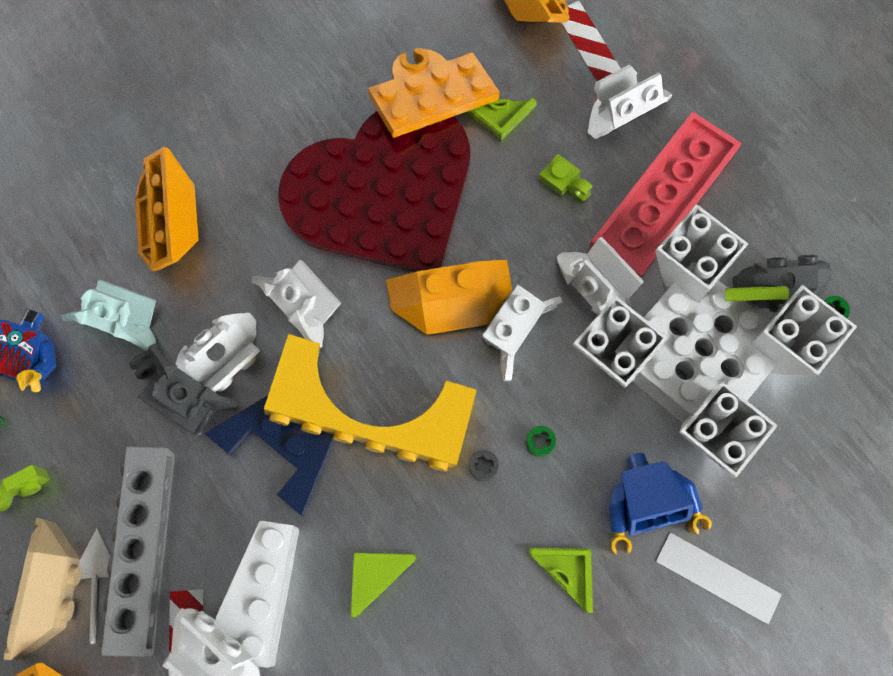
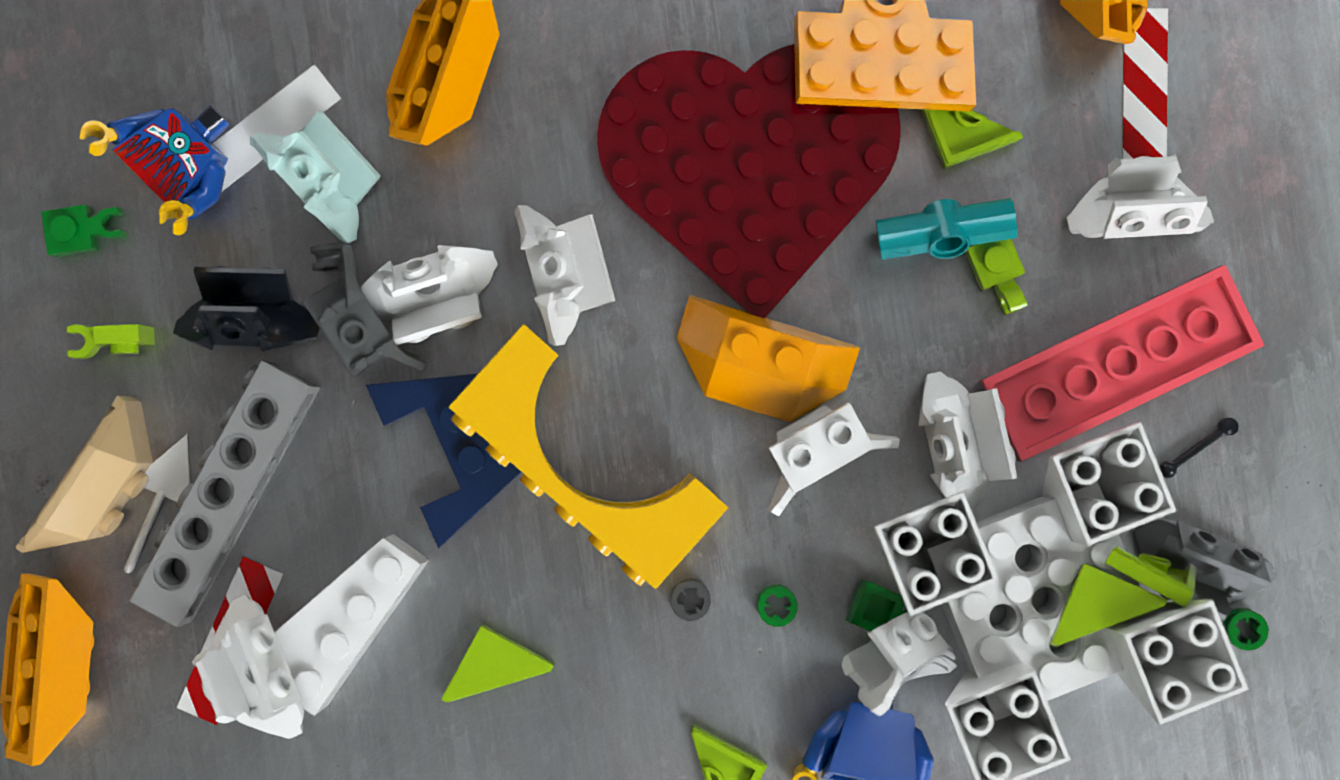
camera: 30 degrees right, 15 degrees up
(85, 279) = (280, 115): none -> white sticker
(100, 422) = (245, 310): none -> black piece
(520, 167) = (947, 228): none -> teal piece
(608, 411) = (874, 606): none -> green plate
(649, 422) = (898, 653): none -> white piece
(737, 326) = (1100, 602): none -> lime tile
(749, 202) = (1226, 426): none -> black hinge

